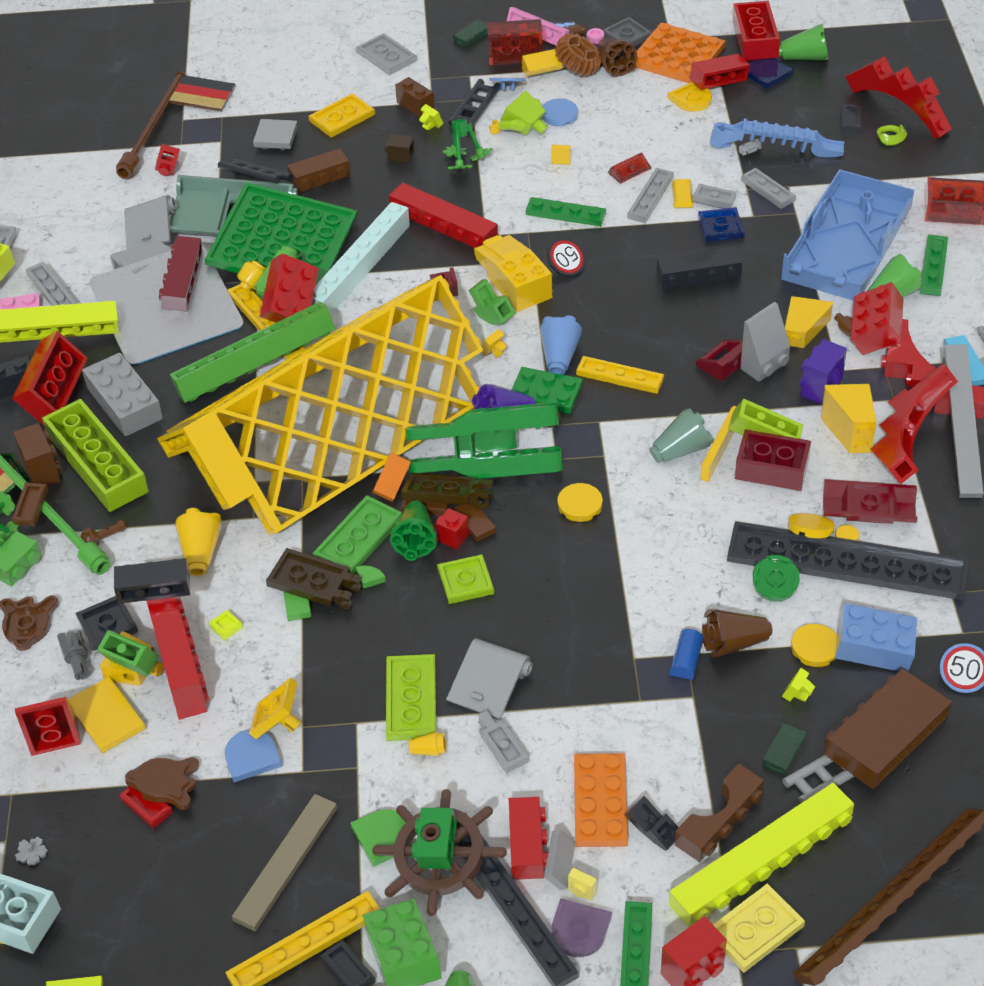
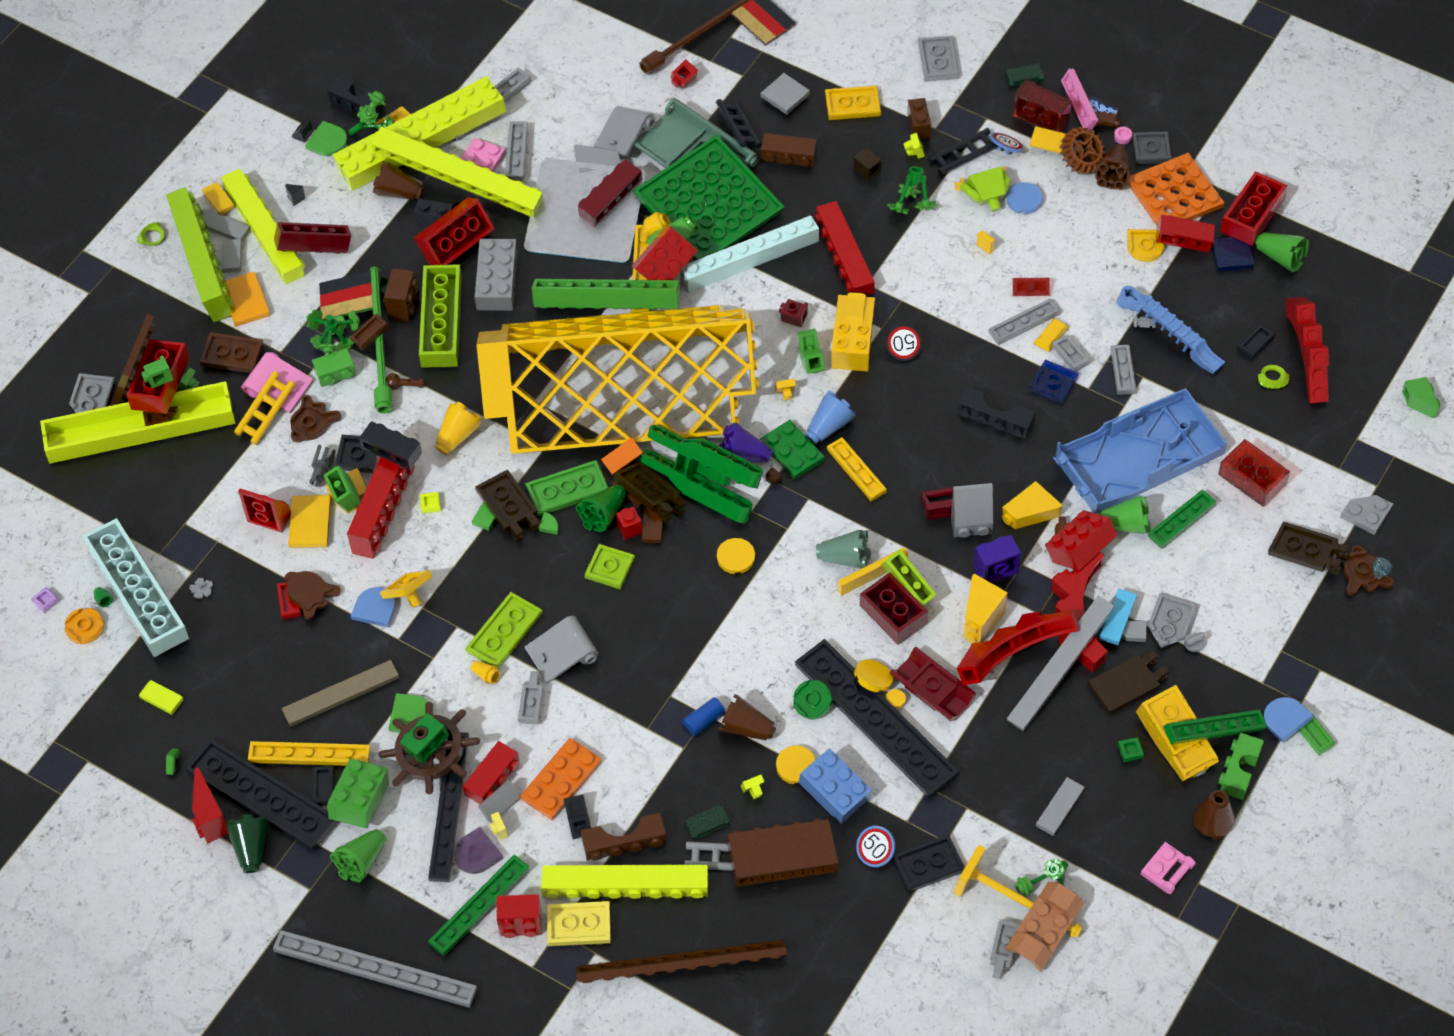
camera: 35 degrees right, 10 degrees up
(566, 211) = (945, 298): green plate -> none

